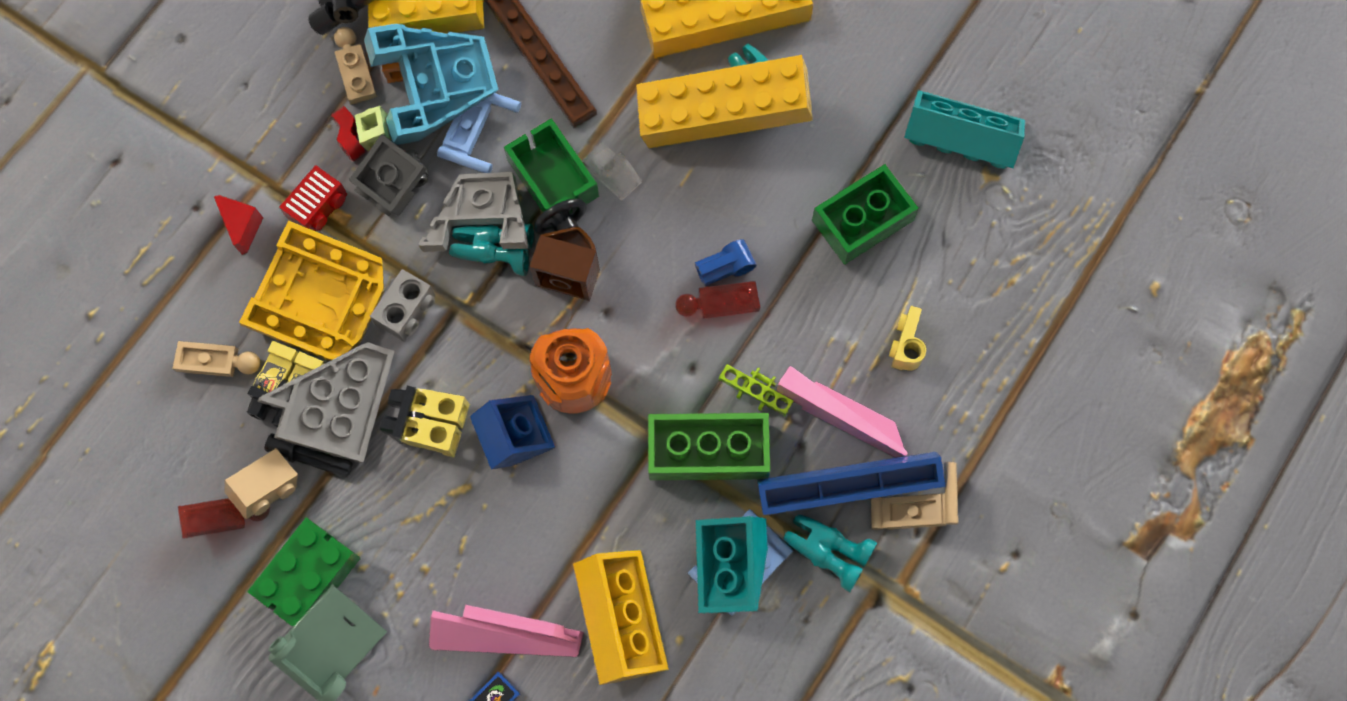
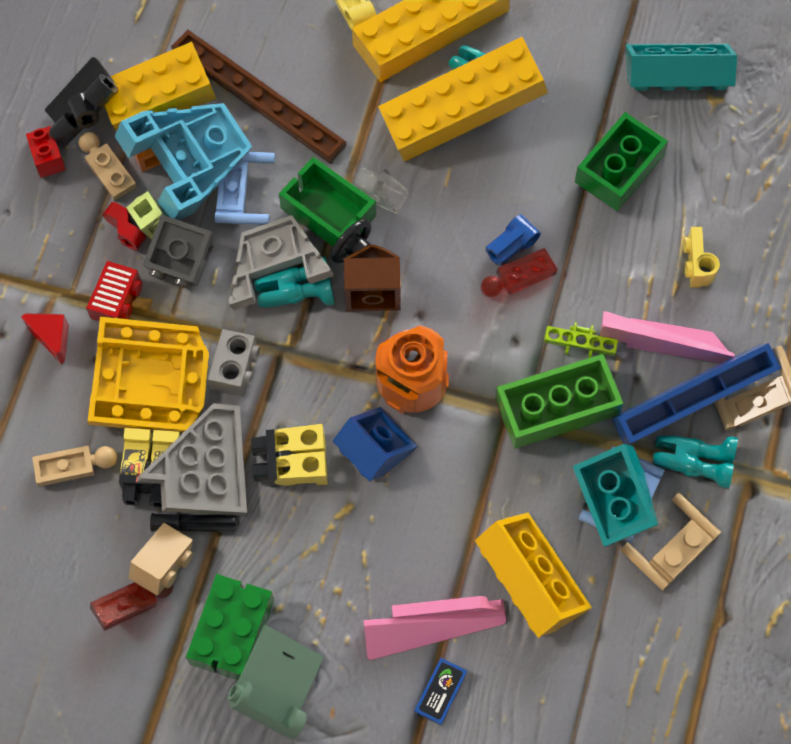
camera: 20 degrees left, 5 degrees down
(298, 37) = (45, 152): none -> red plate
(778, 639) = (680, 550): none -> tan plate

